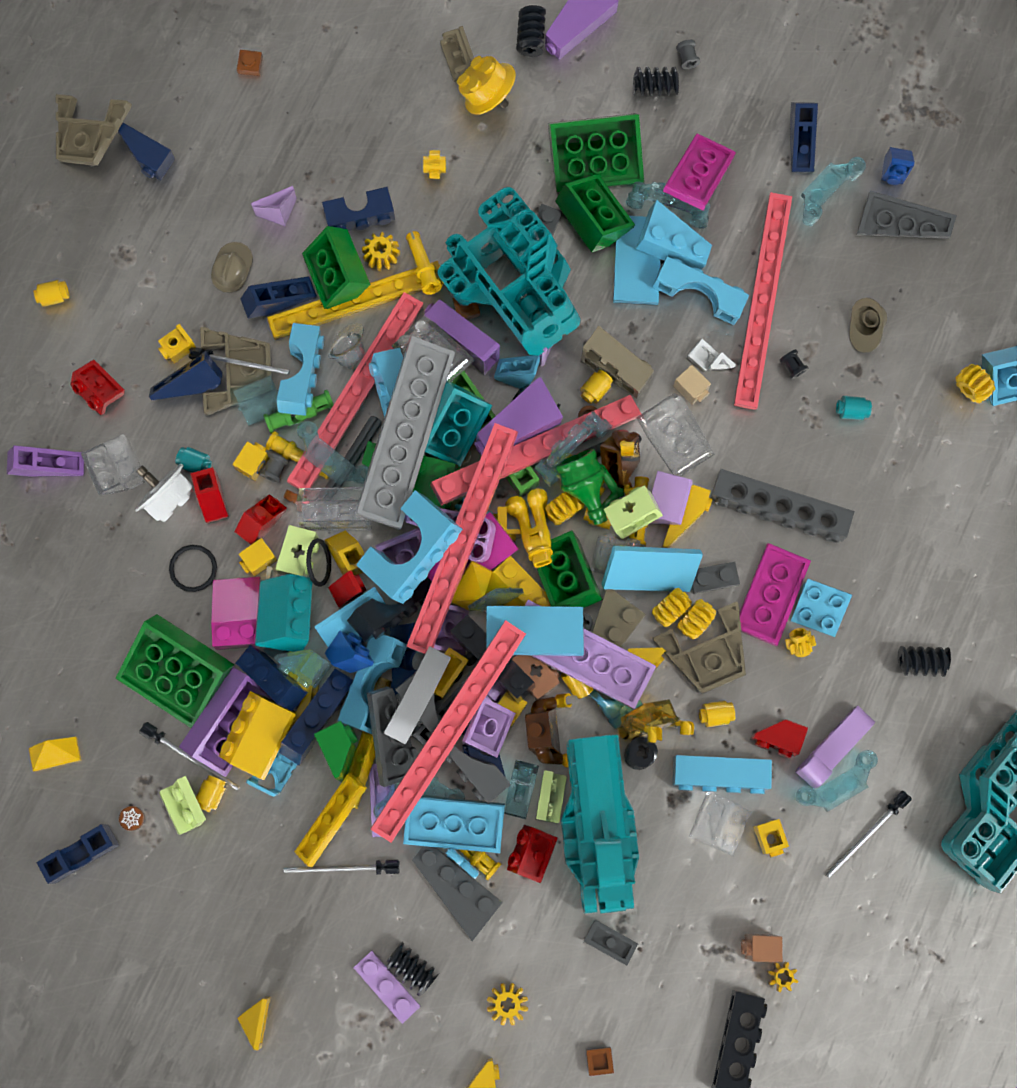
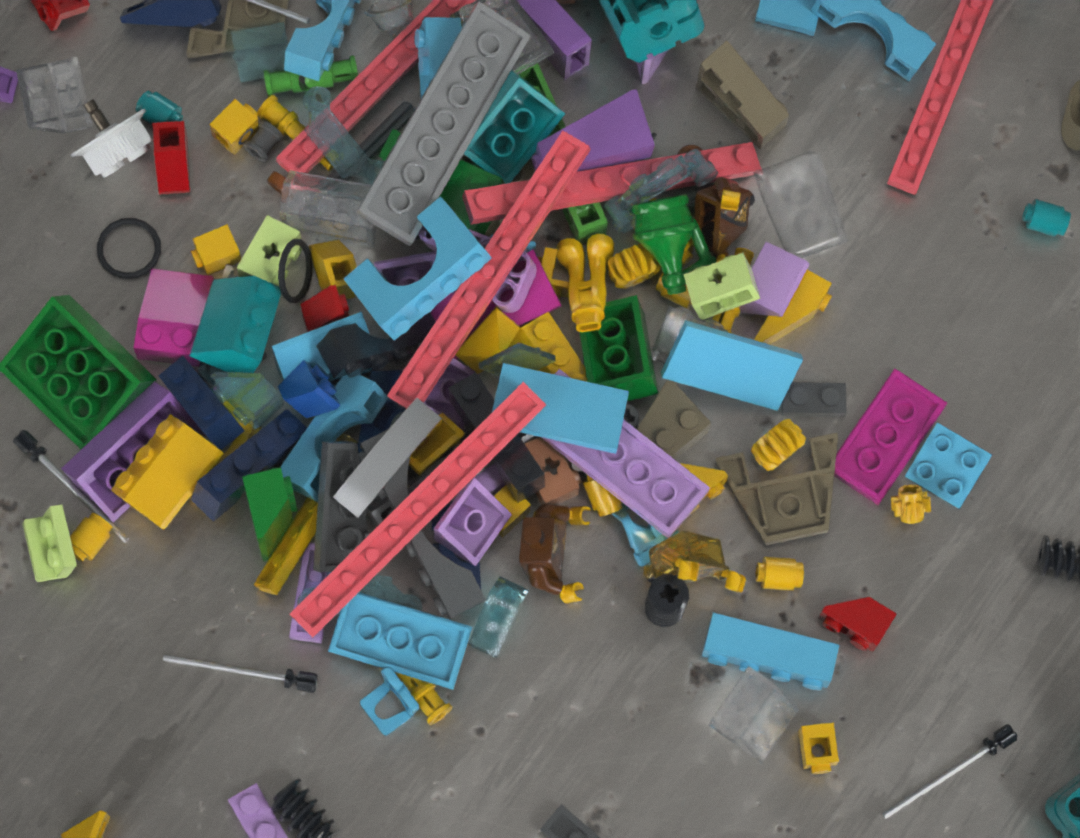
camera: 10 degrees right, 5 degrees down
(260, 519) = (230, 202): red slope -> none
(281, 771) = (188, 525): medium azure piece -> none
(330, 820) = (238, 602): yellow tile -> none
(462, 894) = (390, 734): dark grey wing -> none
(517, 370) = (608, 80): medium azure slope -> none
(531, 853) = (495, 702): red bracket -> none
(551, 797) = (535, 634): yellowish green bracket -> none
(596, 387) = (708, 122): yellow brick -> none
(599, 825) = (592, 673): teal connector -> none
(671, 607) = (748, 422): yellow gear -> none
(692, 385) = (837, 146): tan brick -> none
(708, 359) = (865, 117): white slope -> none
(794, 364) = (978, 146): black bush -> none
(834, 747) = (928, 648): lavender beam -> none
(839, 517) = (915, 308): dark grey brick -> none
(841, 787) = (925, 703): clear light blue plate -> none

